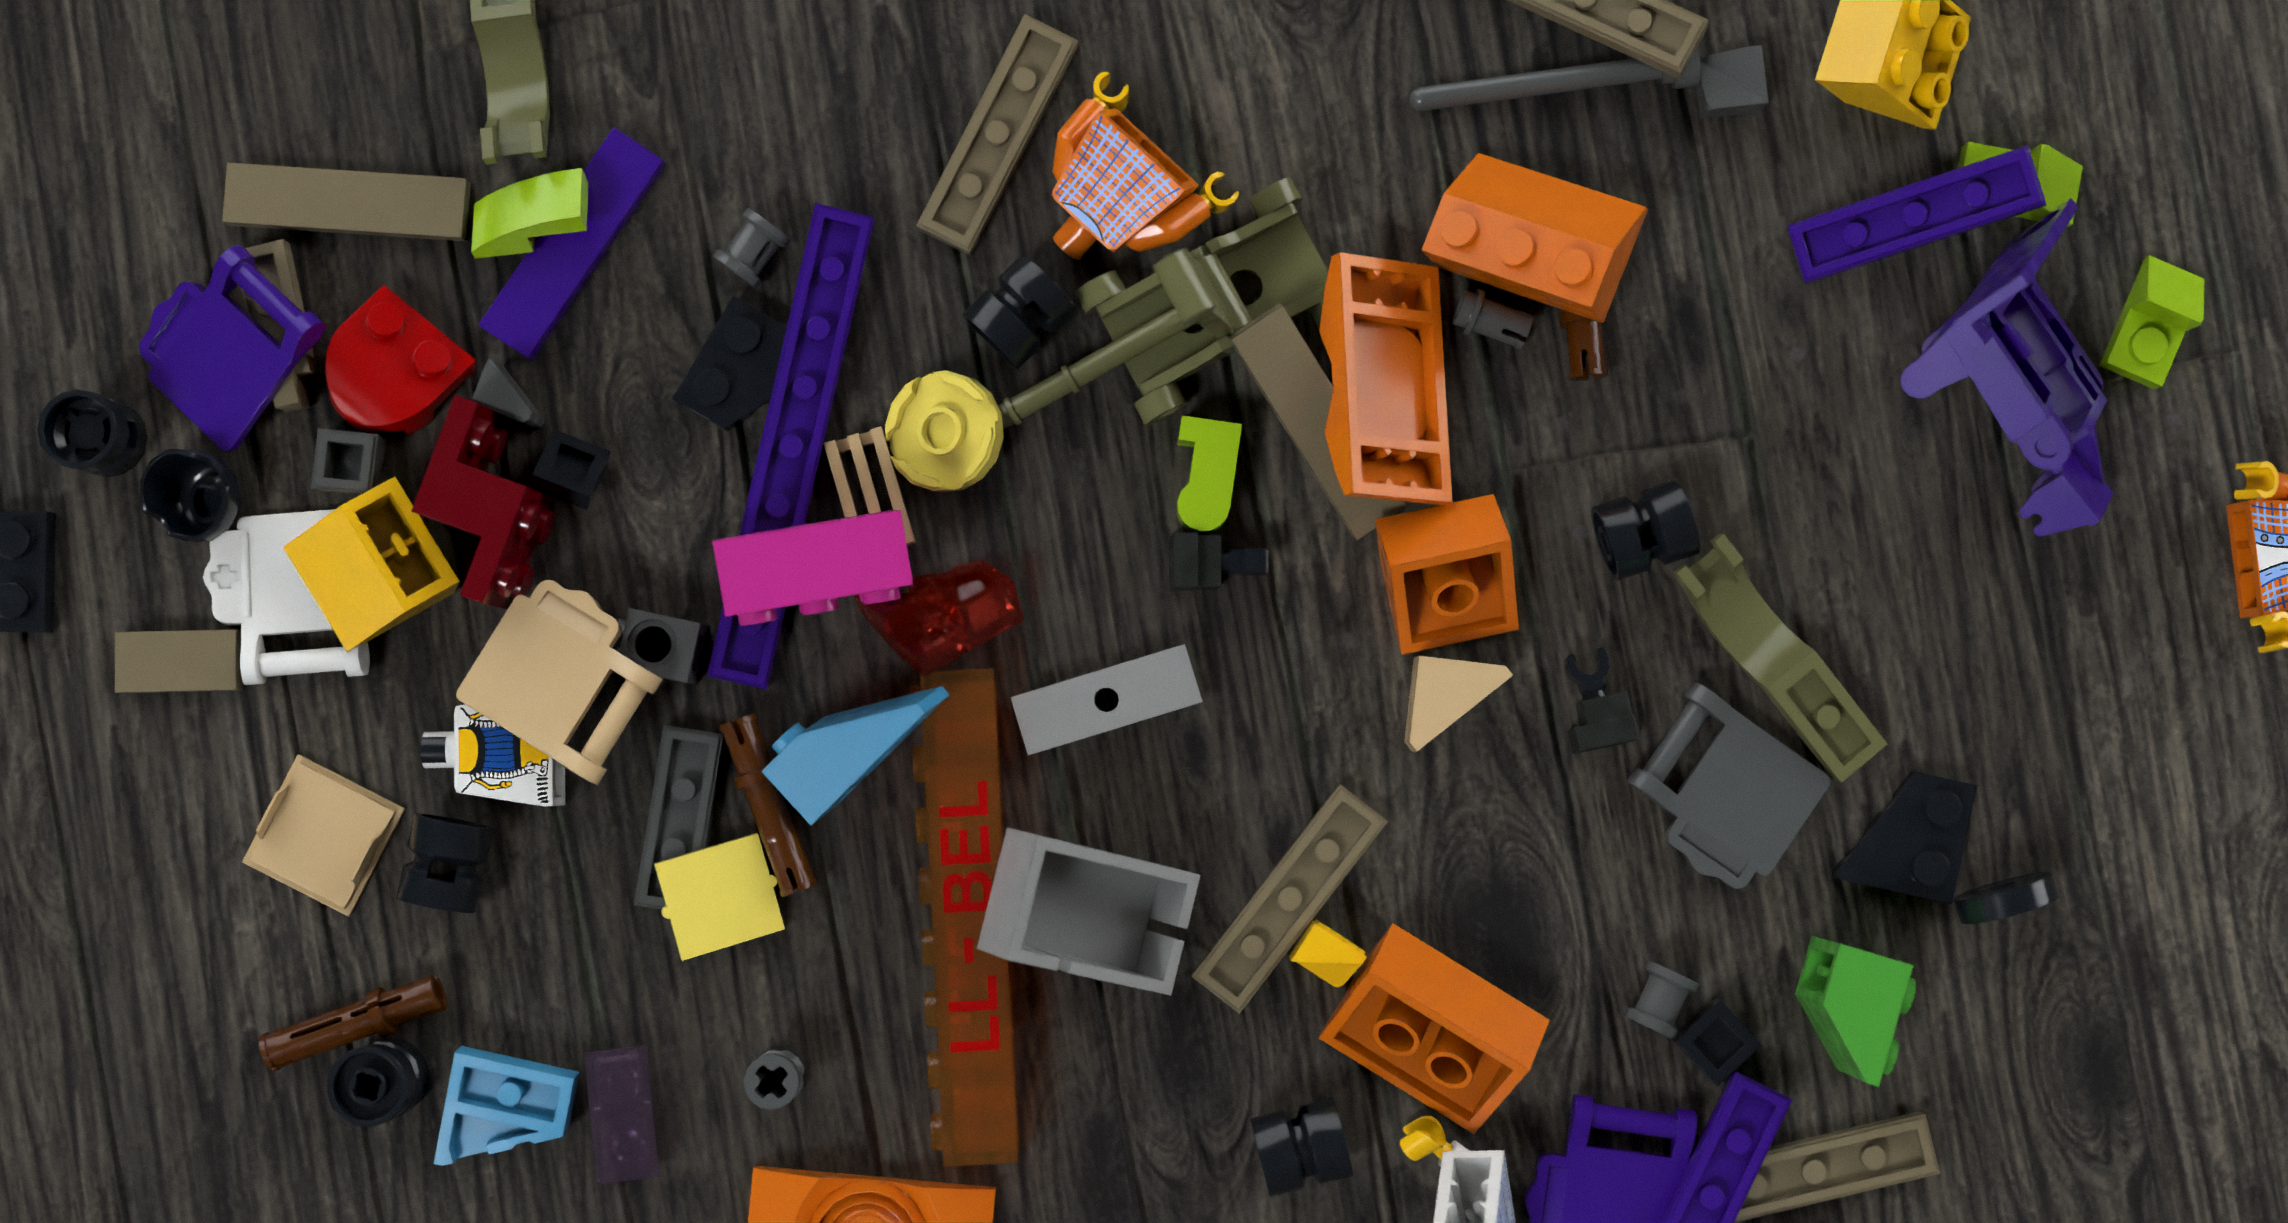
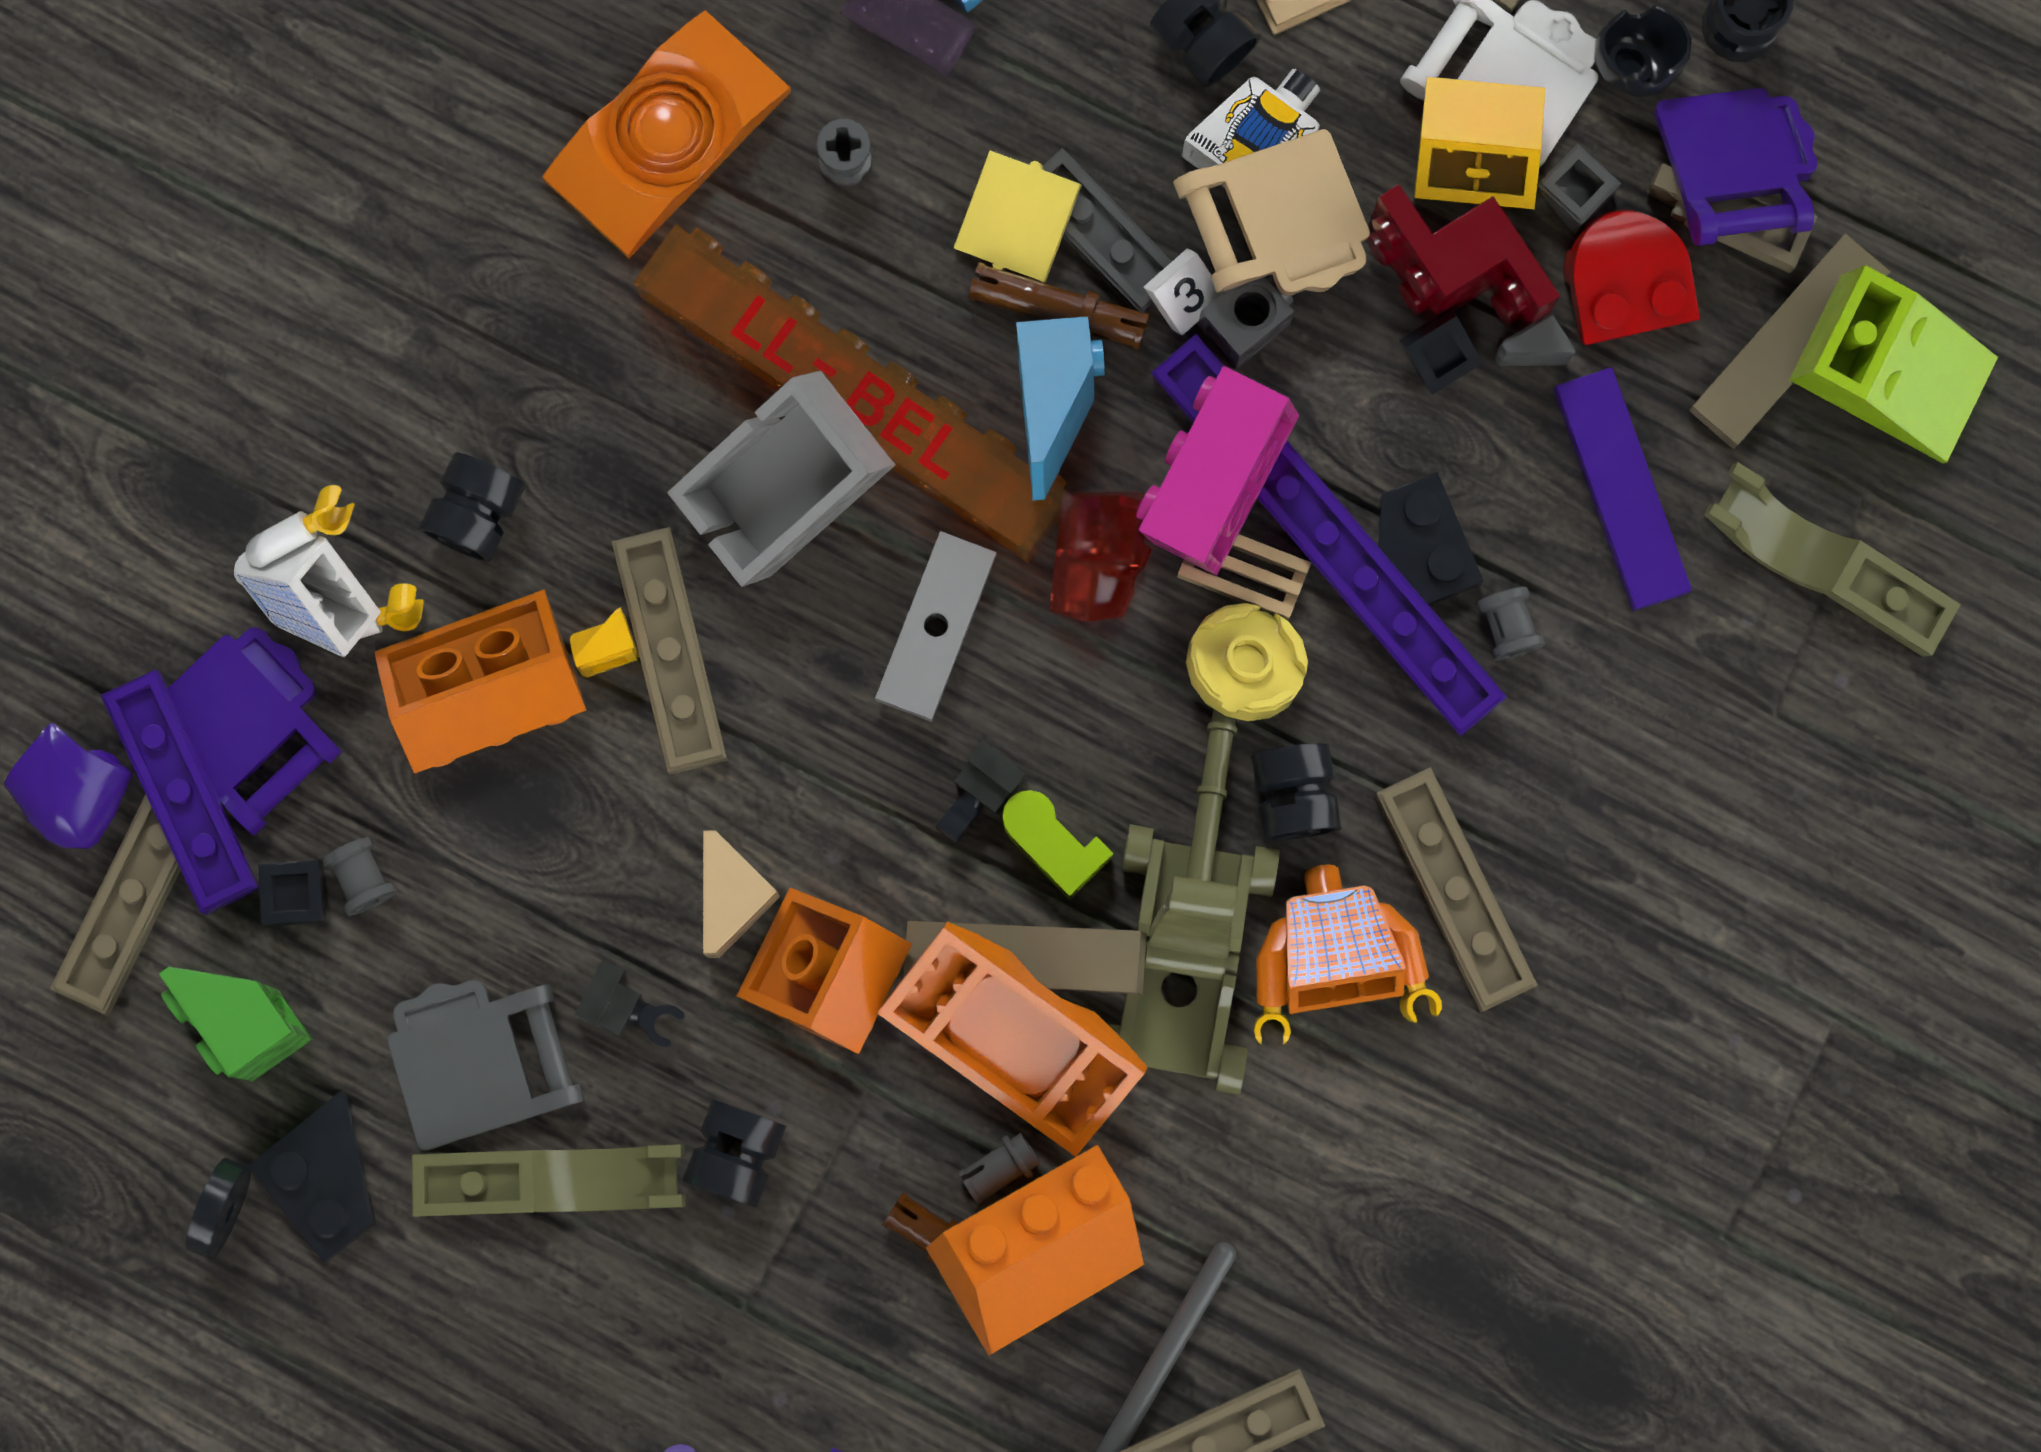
camera: 120 degrees right, 5 degrees down
(302, 102) = (1895, 362): none -> lime slope
(528, 209) = (1672, 472): lime slope -> none
(679, 713) = (1182, 291): none -> white tile

